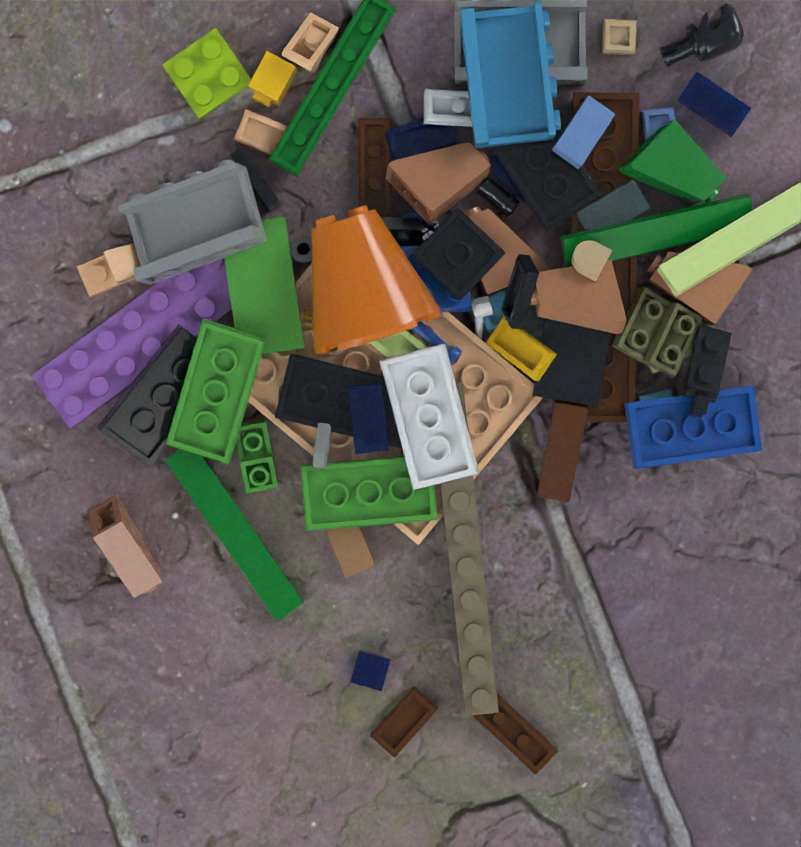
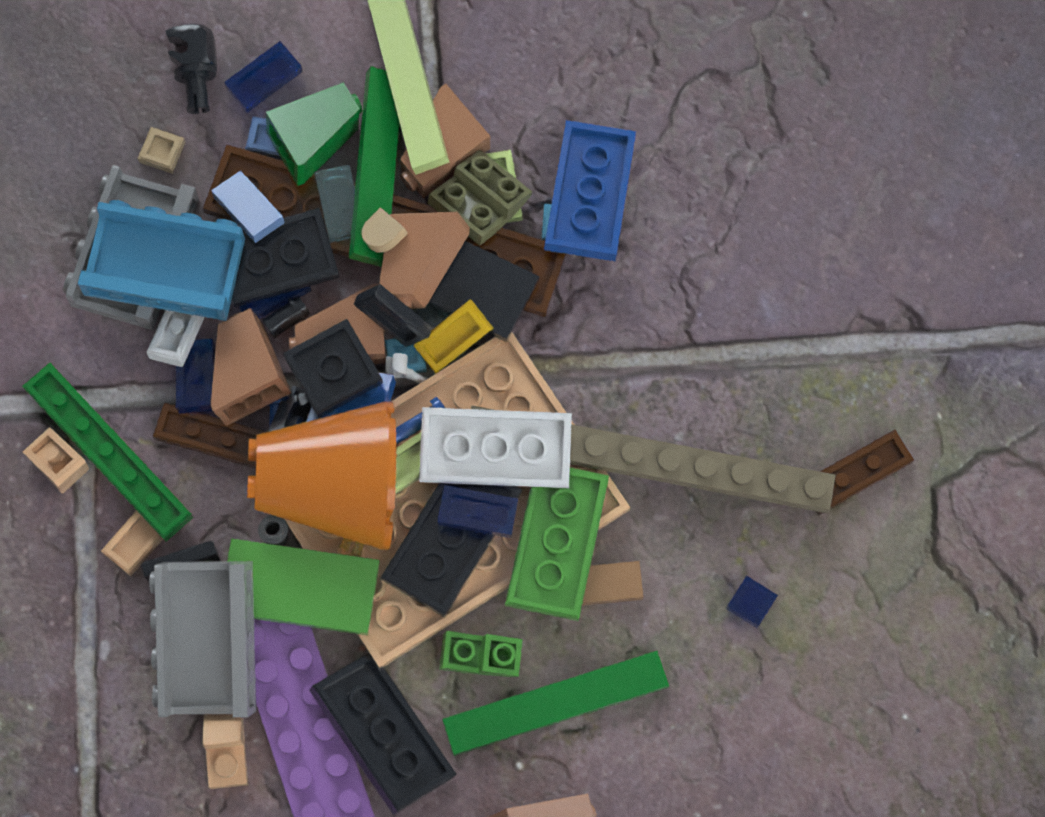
camera: 75 degrees left, 15 degrees down
(207, 74) = (49, 581): lime plate -> none
(216, 391) = (396, 670): bright green tile -> none
(272, 80) = (80, 512): yellow brick -> none
(322, 445) = (491, 570): light grey tile -> none
(404, 721) = (818, 583): reddish brown tile -> none
(562, 451) = (575, 329): reddish brown tile -> none
(706, 368) = (533, 159): black hinge -> none

